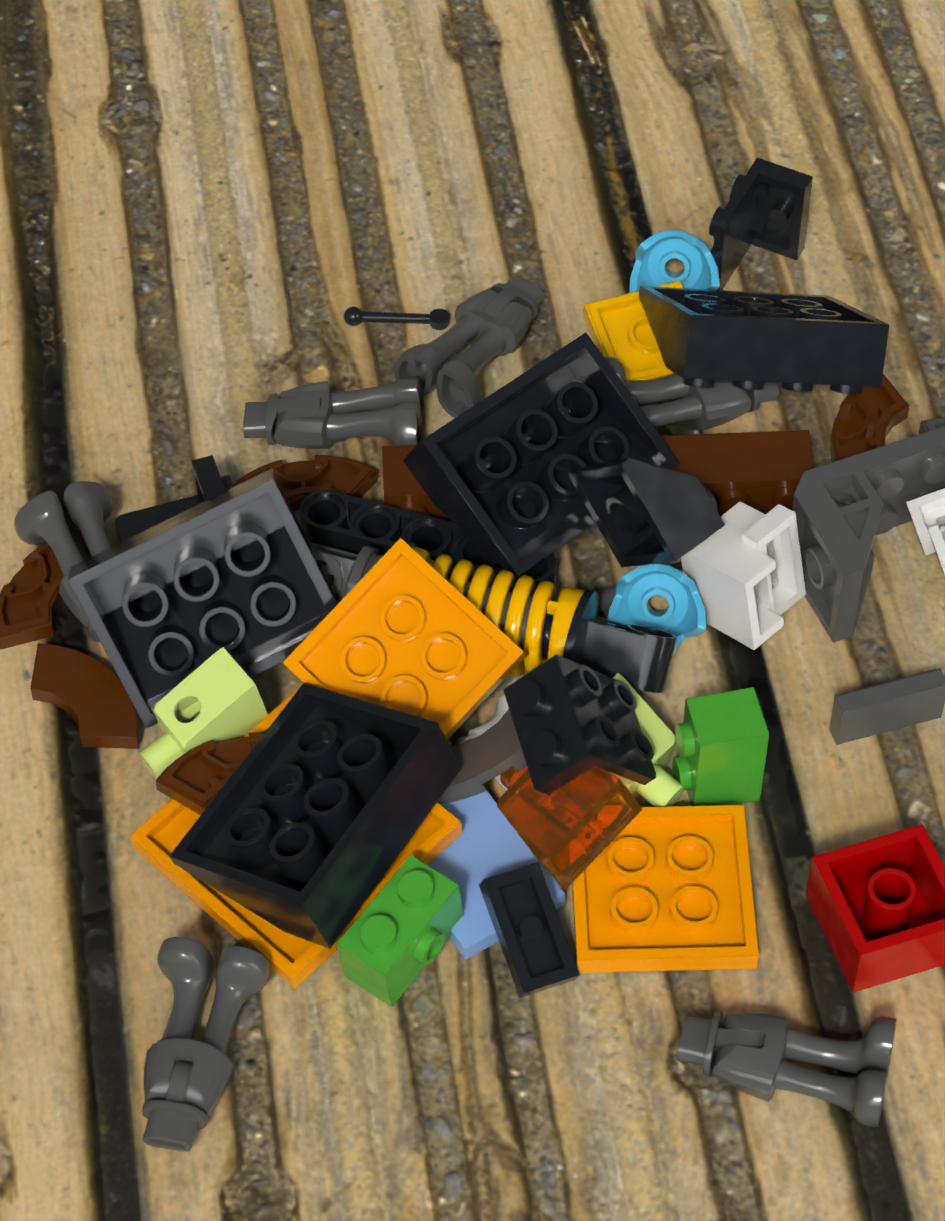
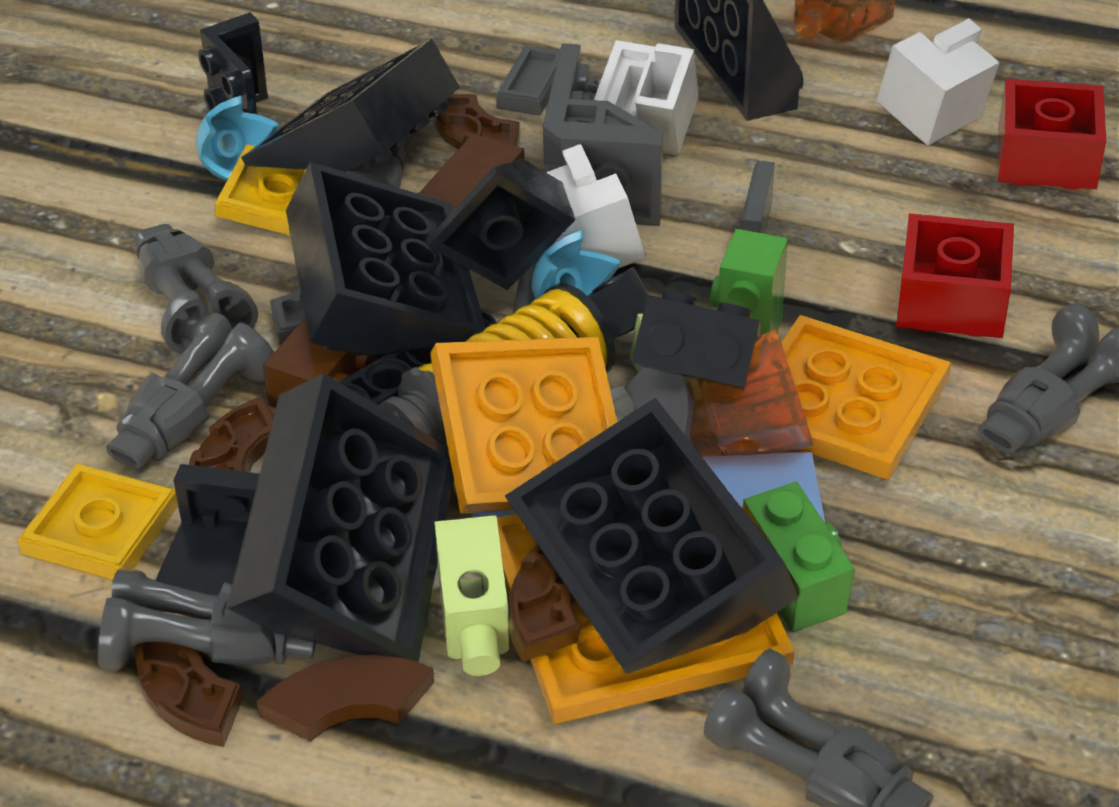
camera: 60 degrees left, 10 degrees down
(165, 438) = (98, 522): none -> yellow tile
(437, 318) = (125, 303): black hinge -> none
(529, 929) = (844, 479): black plate -> none

